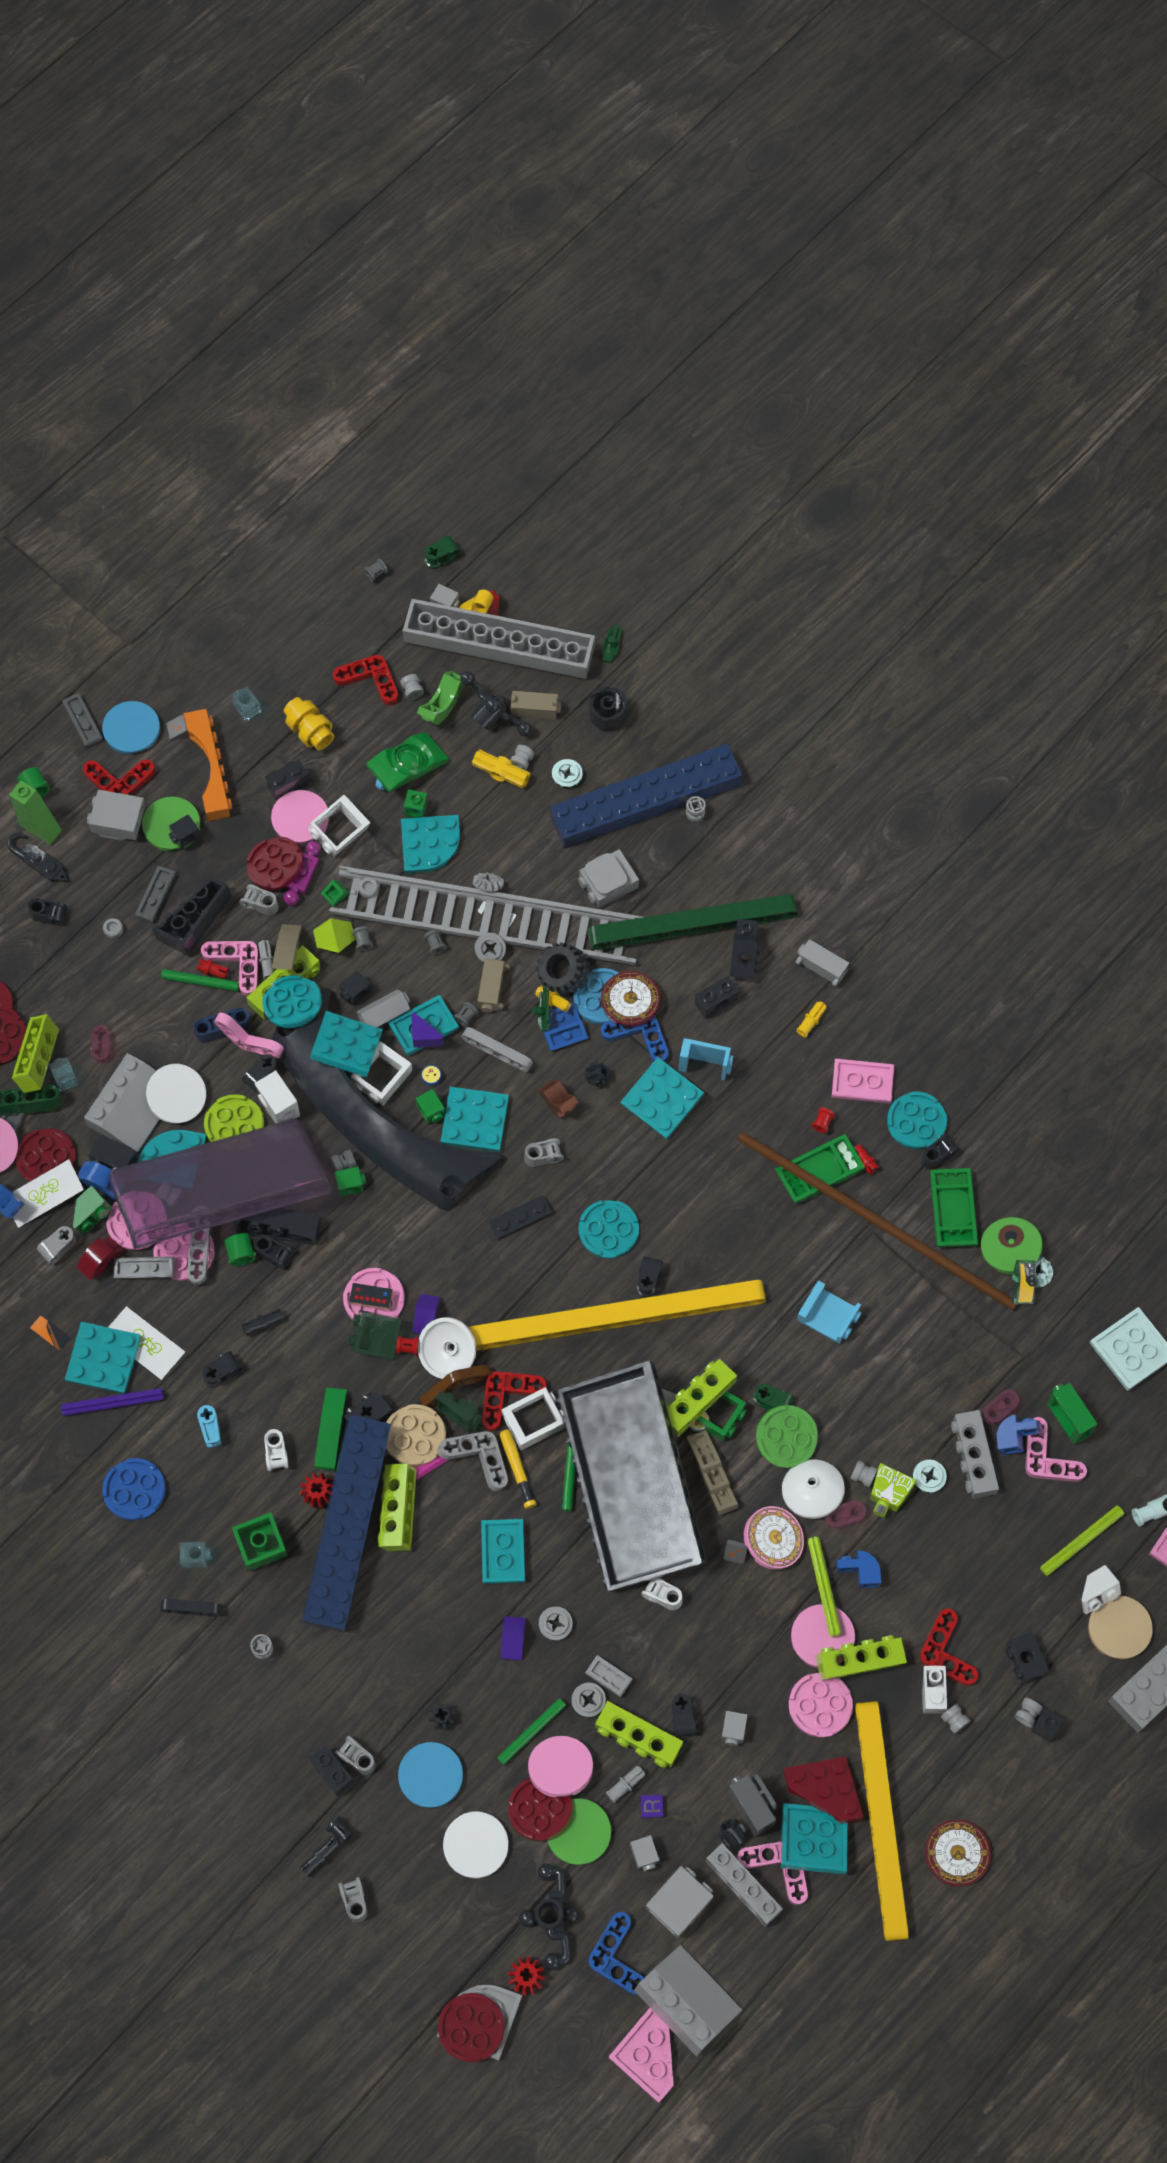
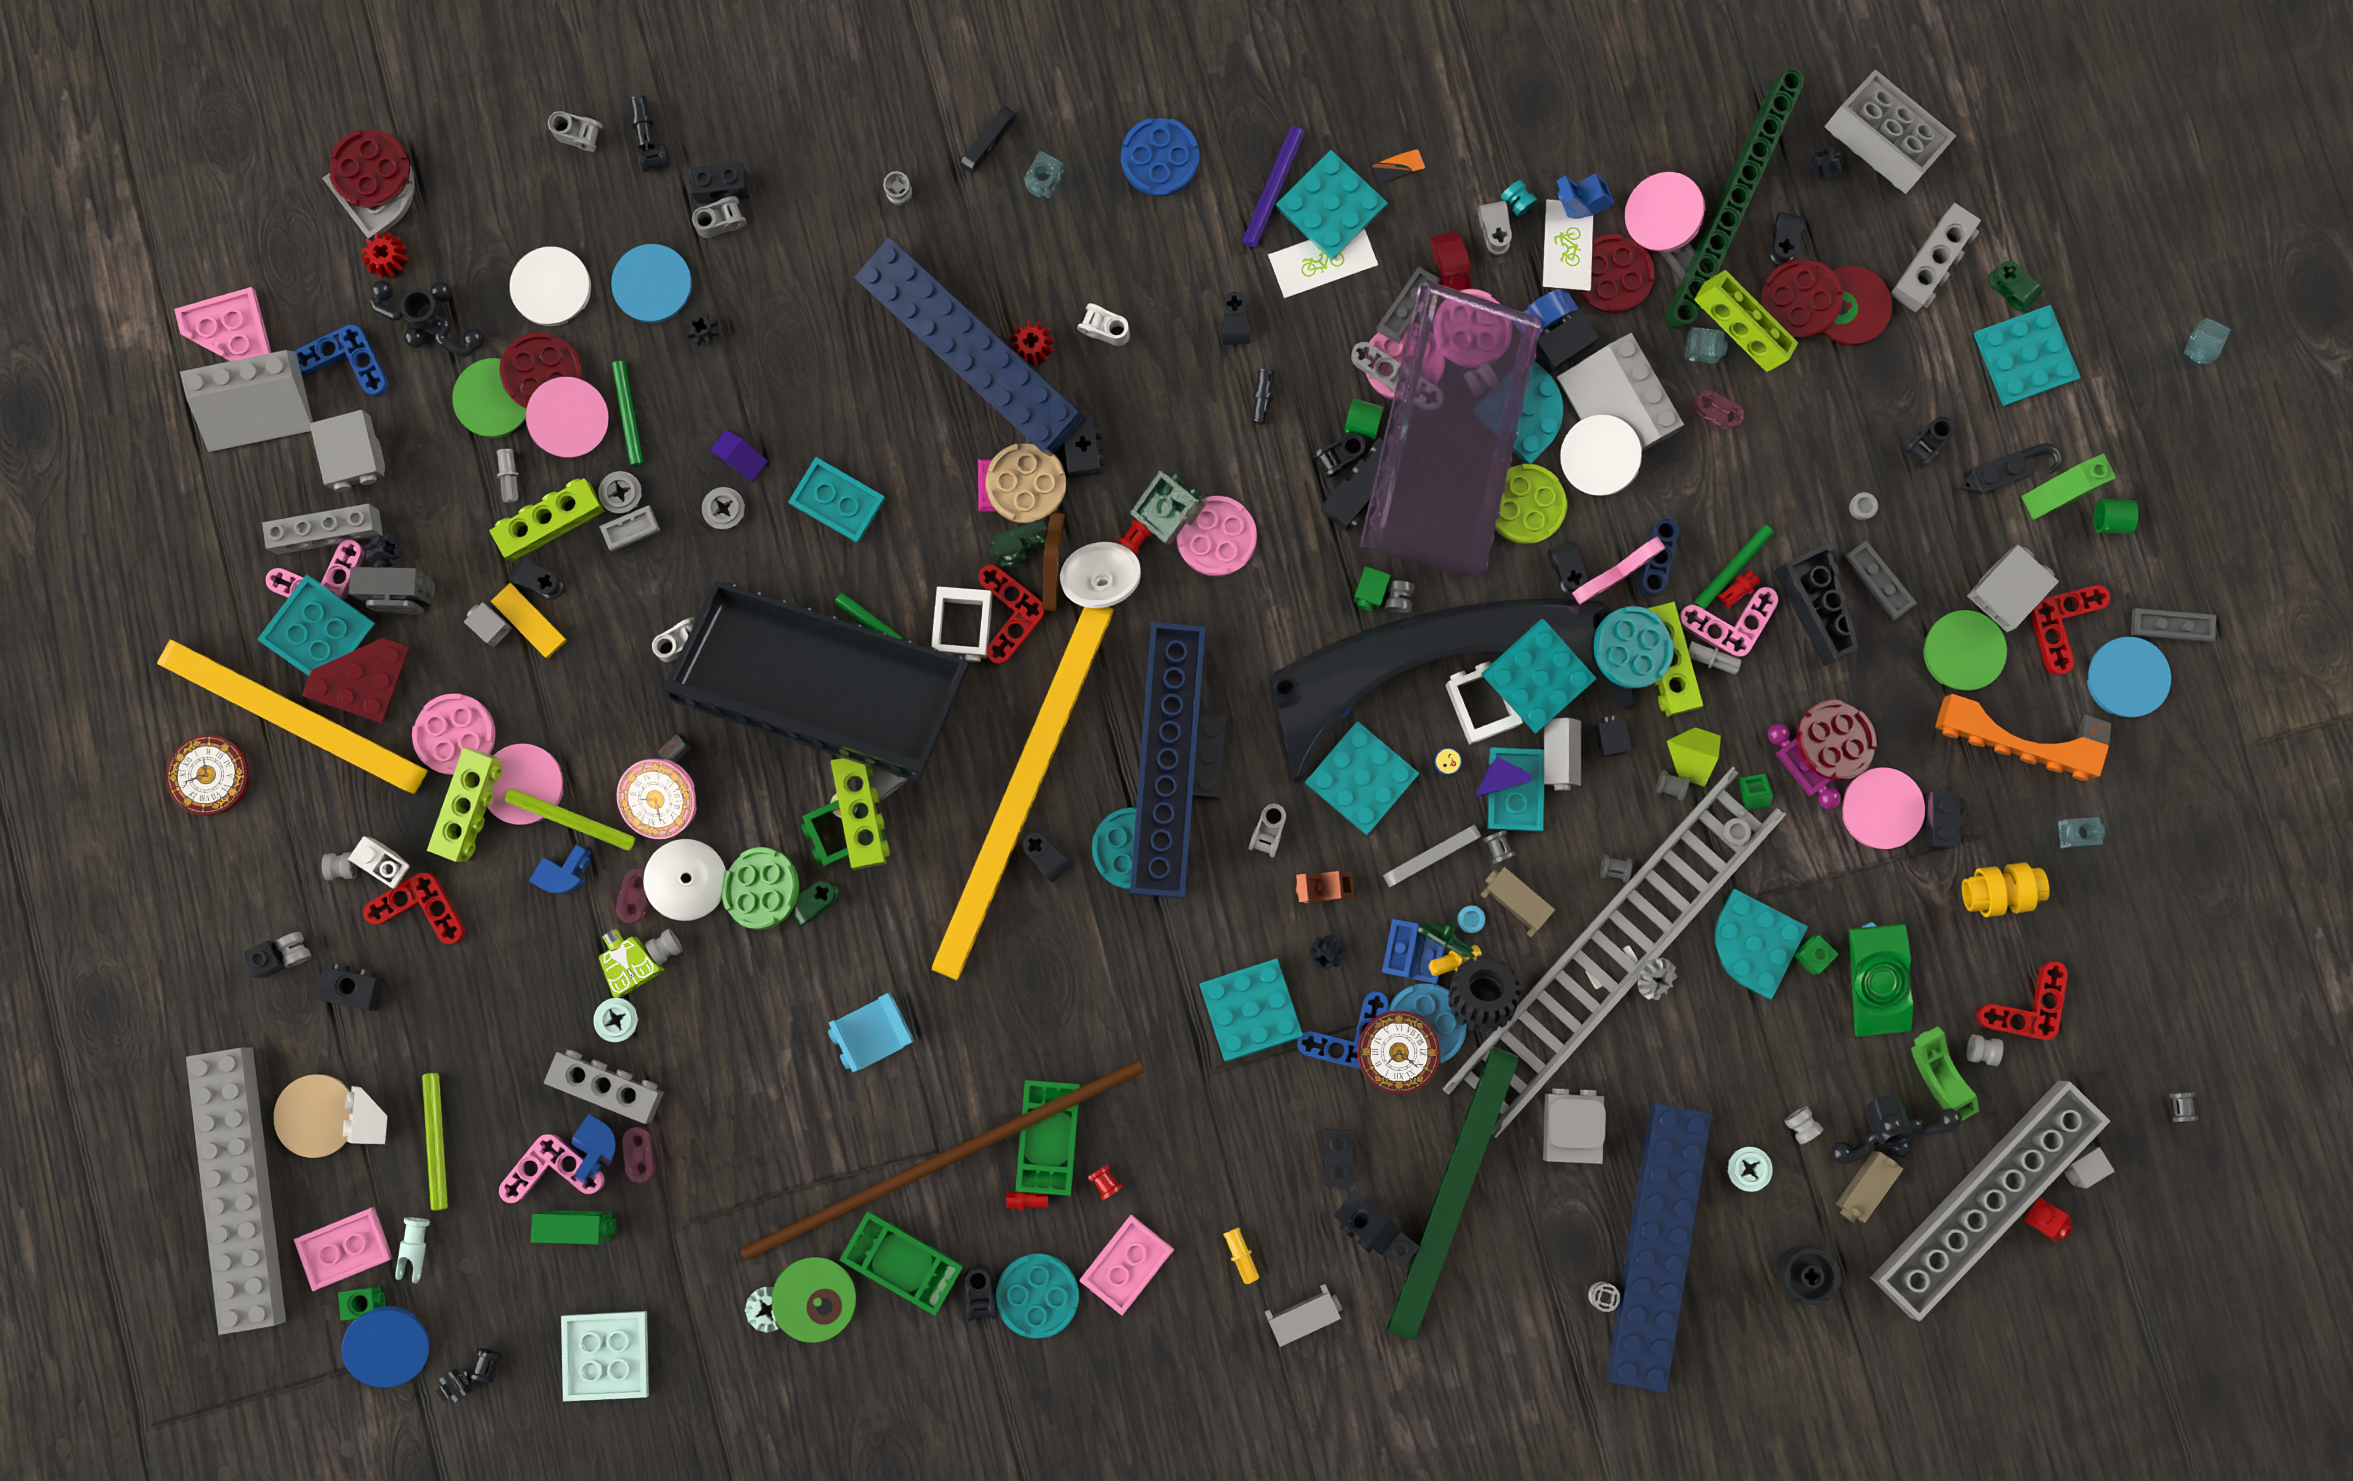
camera: 125 degrees right, 15 degrees up
(29, 1241) = (1519, 198): none -> teal wheel
(90, 1210) = (1515, 282): slope -> none
(183, 831) = (1942, 654): black brick -> none
(209, 1427) = (1175, 269): medium azure piece -> none
(257, 898) = (1799, 691): light grey piece -> none
(259, 1541) = (1011, 247): green brick -> none
(277, 1098) = (1520, 562): white piece -> none
(287, 947) = (1709, 682): dark tan slope -> none
(330, 1429) = (1091, 397): green slope -> none
(351, 813) = (1849, 869): white window -> none
(371, 1296) = (1216, 530): black tile -> none
(402, 1517) = (962, 428): lime brick -> none
(425, 1312) = (1162, 582): dark purple slope -> none
(430, 1107) = (1406, 734): green brick -> none
(441, 552) = (2162, 1210): dark green piece -> none
(479, 603) = (2053, 1202): yellow piece -> none
(483, 1450) = (958, 547): light grey beam -> none
(491, 938) = (1558, 922): light grey gear -> none
(501, 769) = (1803, 1090): yellow piece -> none
(516, 1465) = (920, 573): yellow piece -> none
(521, 1007) = (1471, 919): none -> medium azure tile
(540, 1235) = (1167, 761): none -> dark blue brick
(611, 644) = (1900, 1339): dark green piece -> none
(644, 1853) = (423, 449): light grey brick -> none
(651, 1806) = (468, 489): dark purple tile -> none
(705, 1052) = (1289, 1076): medium azure panel -> none
(712, 1472) = (776, 781): dark tan slope -> none
(713, 1704) = (529, 621): none -> yellow tile
(1025, 1279) = (757, 1283): slope -> none

